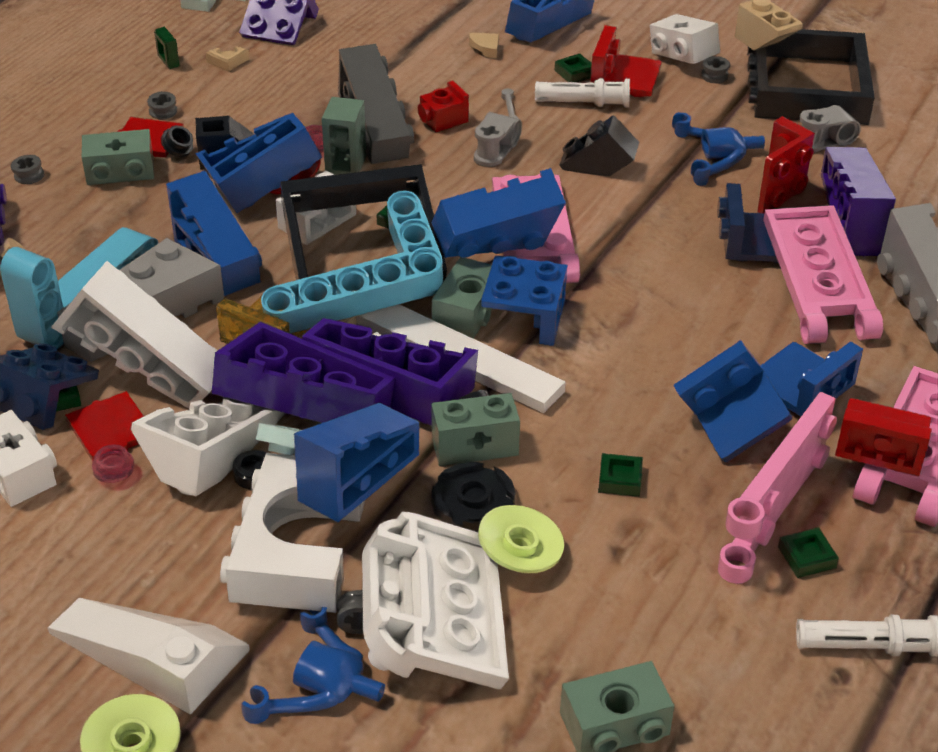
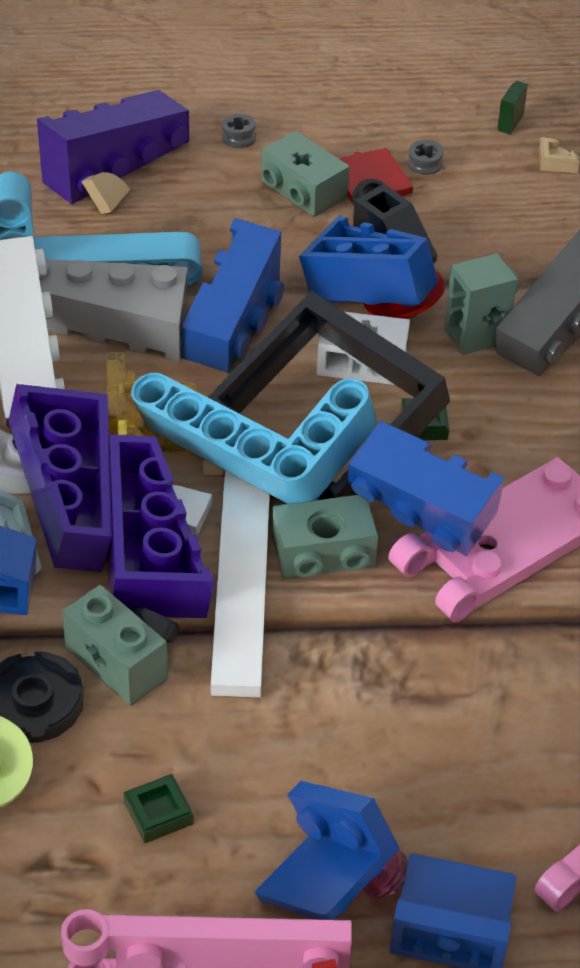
camera: 55 degrees right, 5 degrees up
(530, 289) = (363, 584): blue bracket -> none

